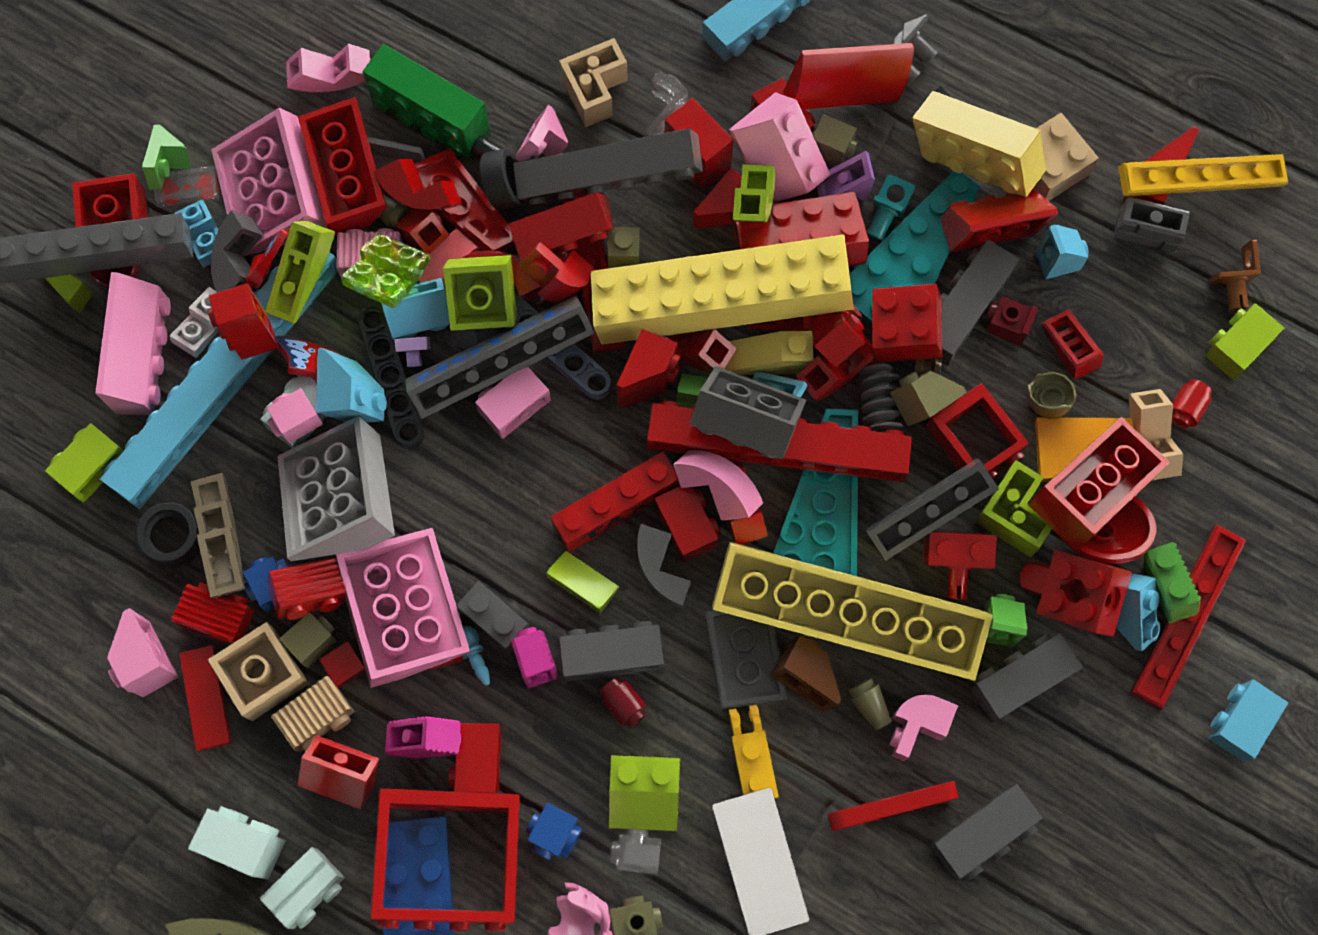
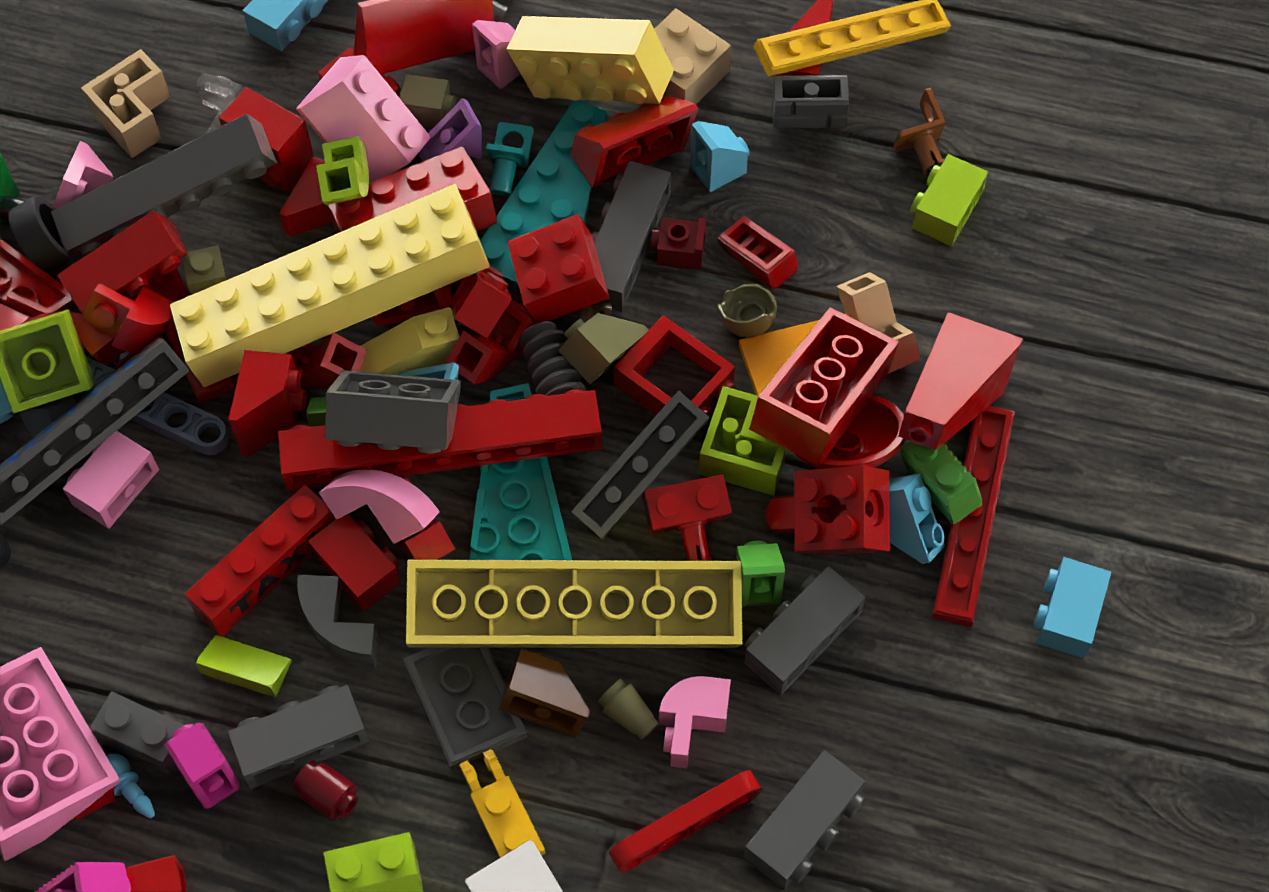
camera: 15 degrees left, 10 degrees down
(899, 111) = (491, 51): none -> bright pink slope
(1191, 403) = (909, 280): red brick -> none
(1207, 506) = (959, 380): none -> slope

